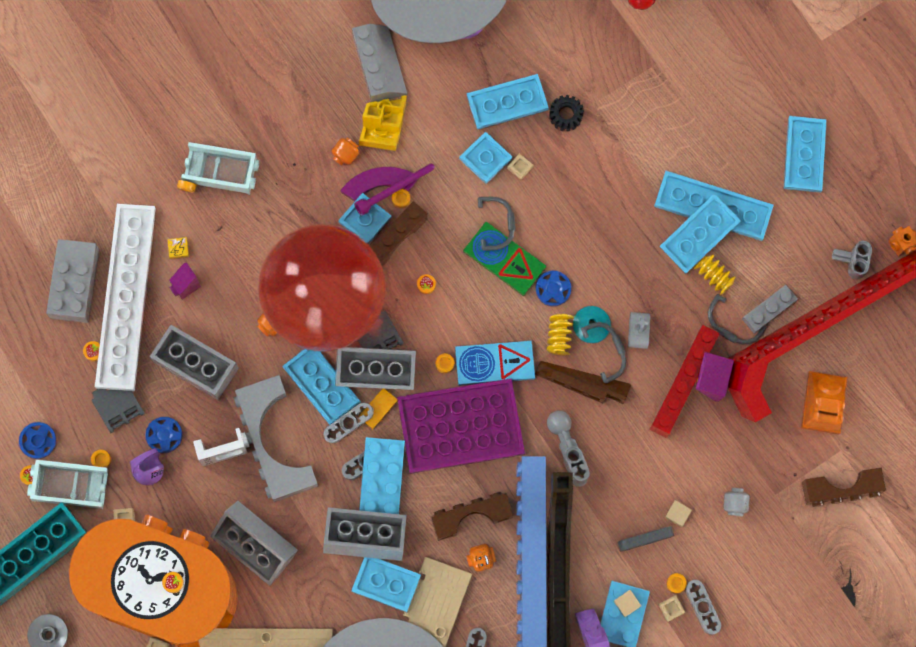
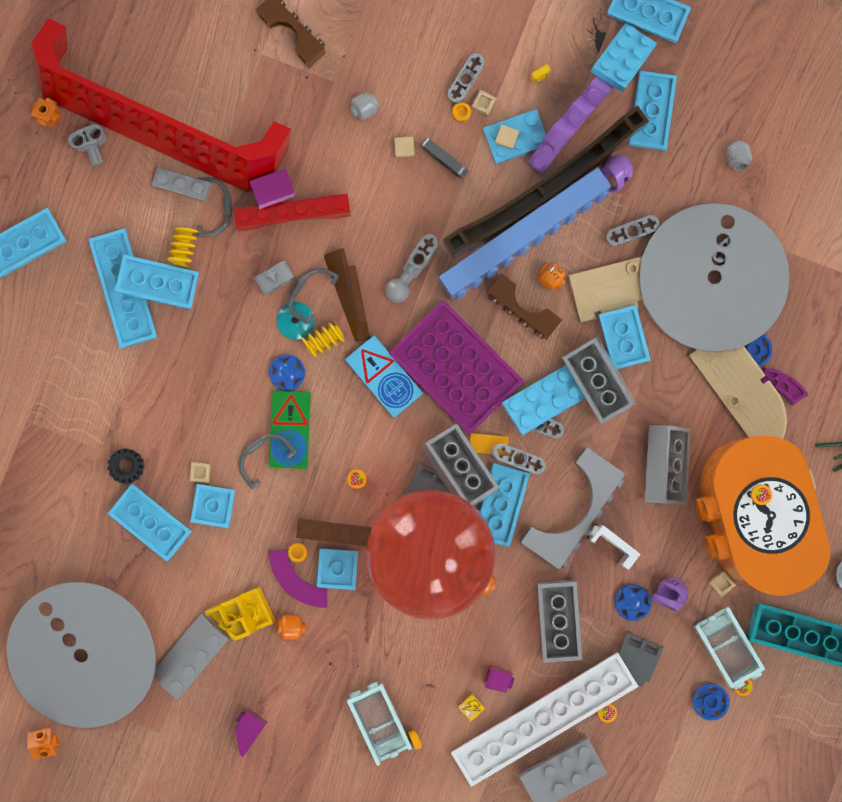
camera: 115 degrees left, 10 degrees up
(101, 459) = (689, 638): light orange tile -> none
(290, 67) = (248, 729): none -> magenta slope
(364, 206) = (327, 576): magenta piece -> none
(444, 363) = (412, 417): light orange tile -> none
(824, 402) = (230, 90): orange piece -> none

